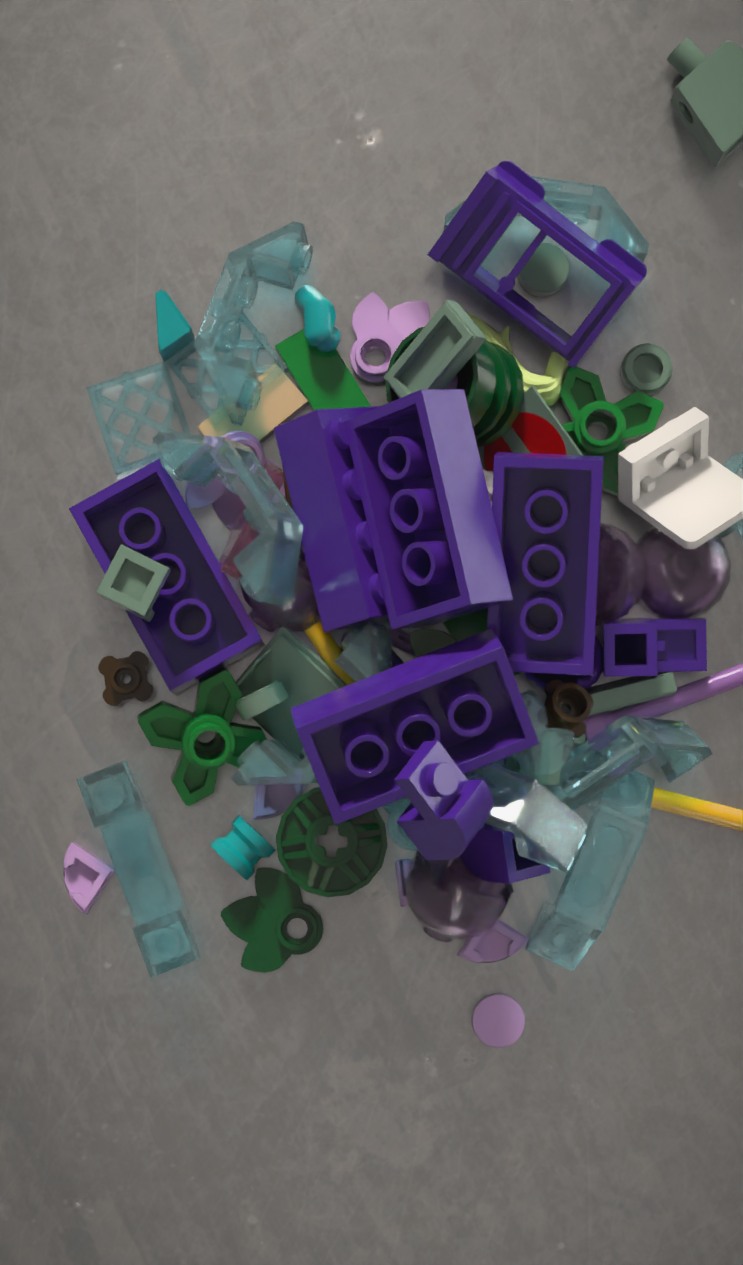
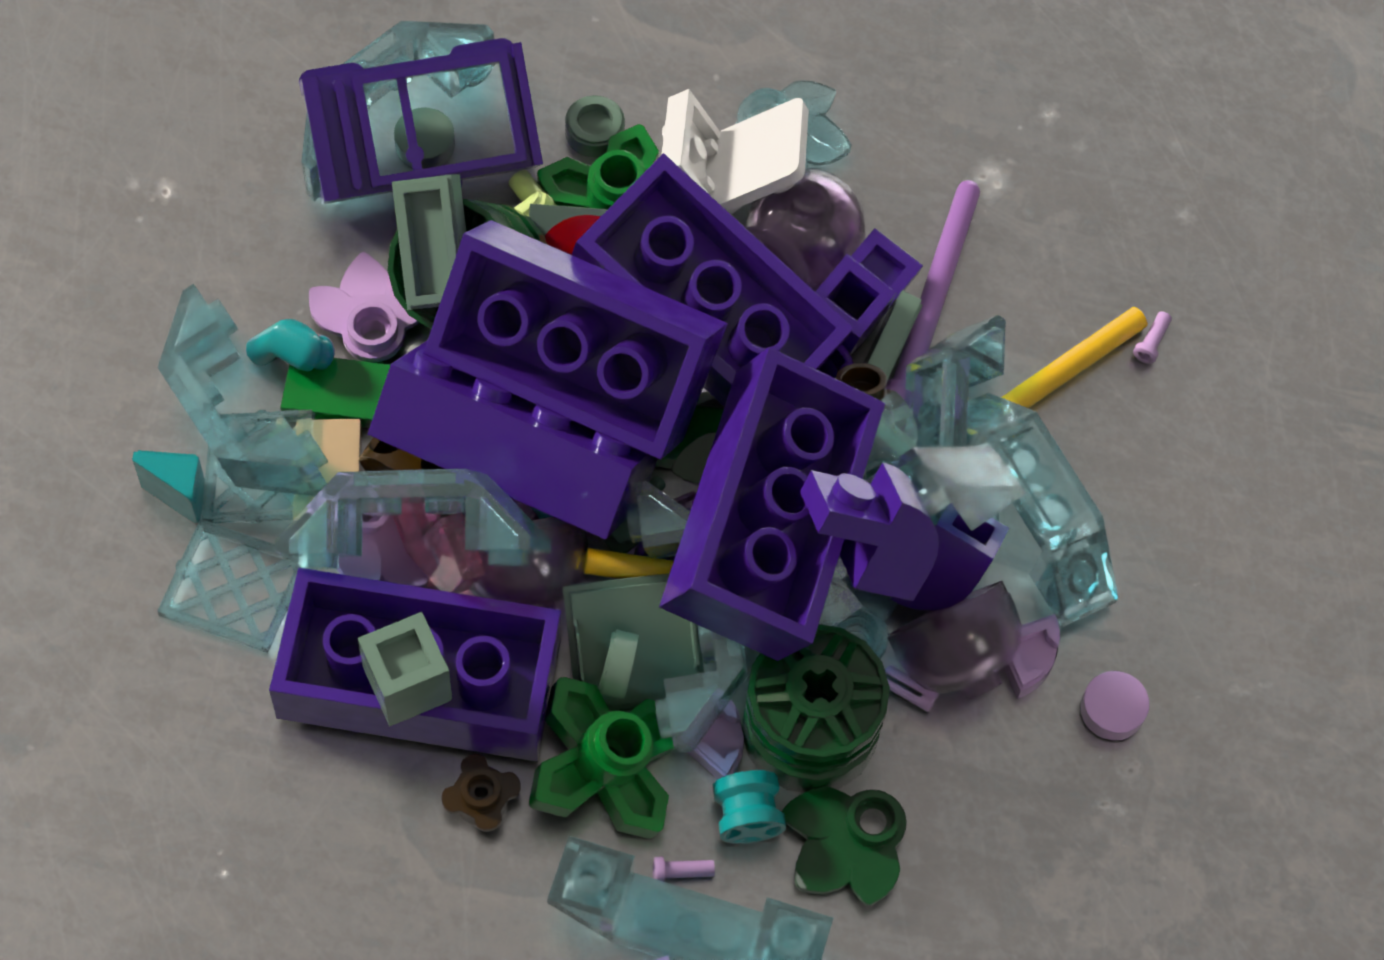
camera: 55 degrees left, 20 degrees down
(177, 835) = (682, 869): none -> lavender piece

